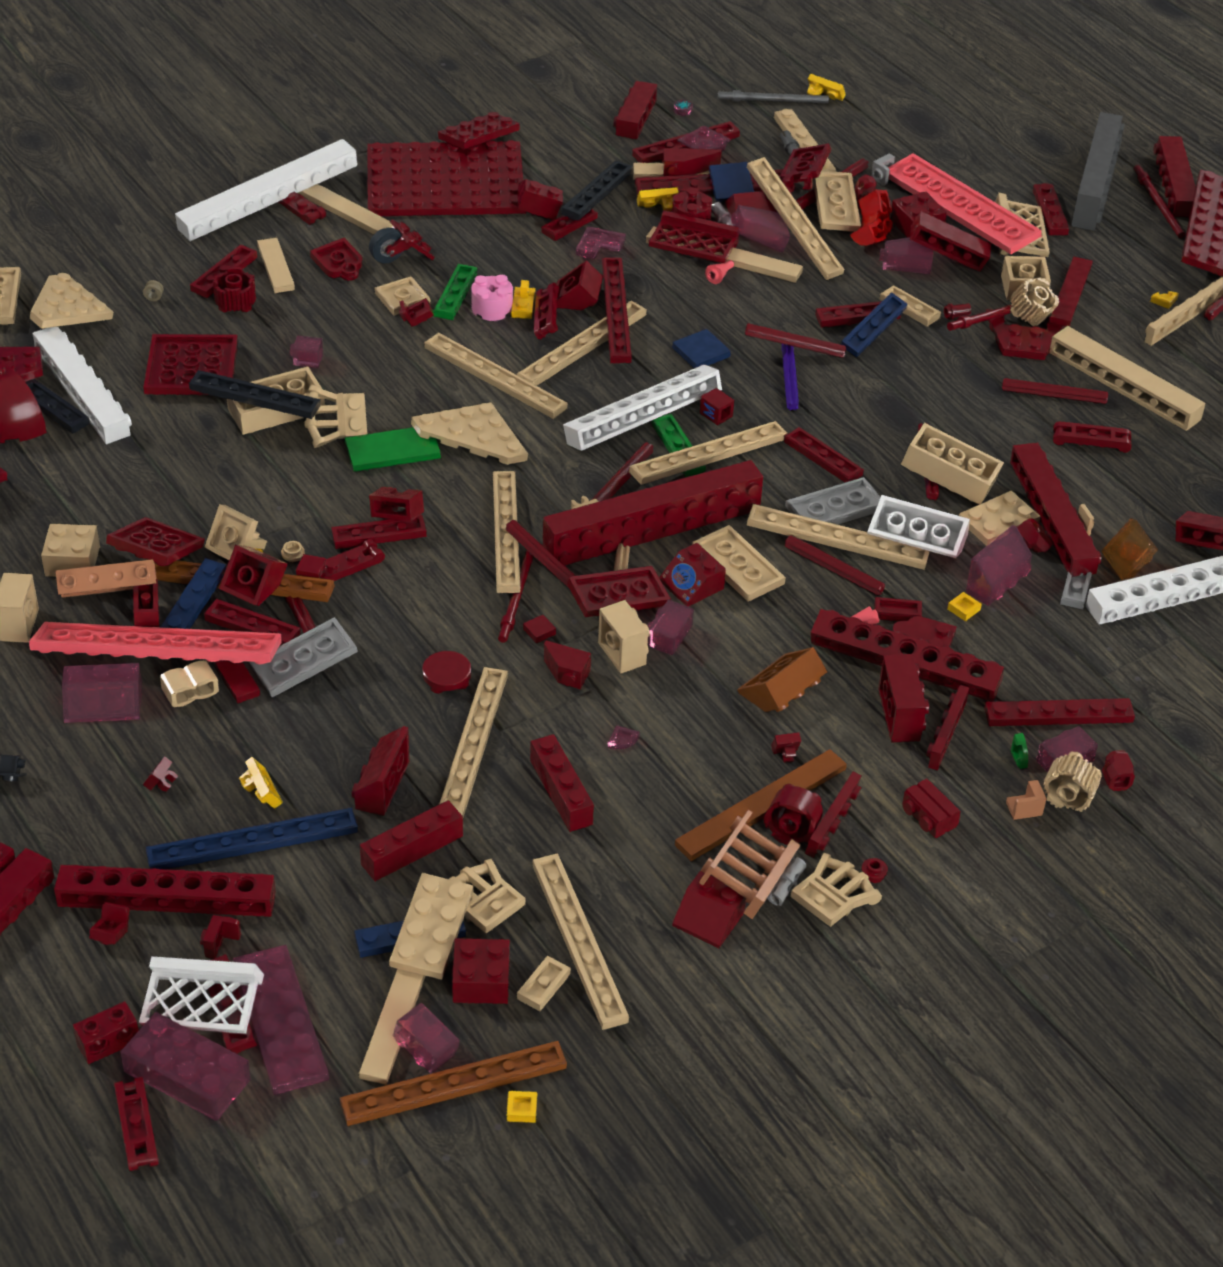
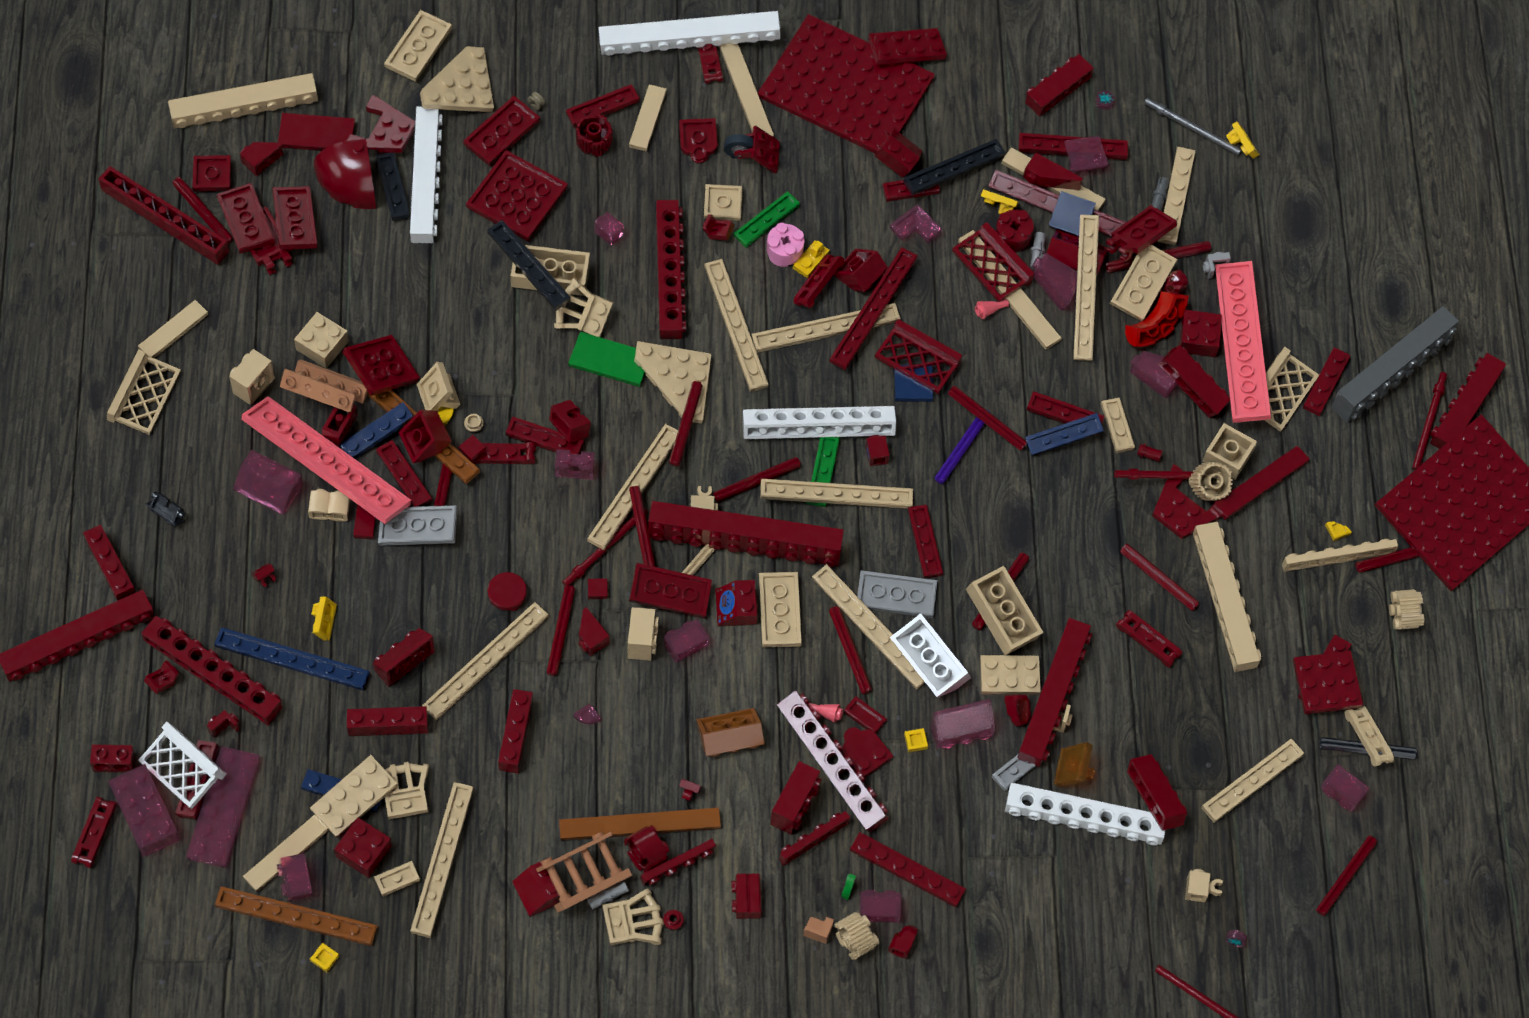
camera: 30 degrees right, 20 degrees up
(135, 324) = (501, 130): none -> dark red plate
(395, 358) = (670, 327): none -> dark red brick
(420, 535) = (585, 462): none -> clear pink brick
(516, 459) = (685, 424): none -> dark red axle
(532, 679) = (560, 630): none -> dark red axle
(695, 316) = (926, 346): none -> dark red fence

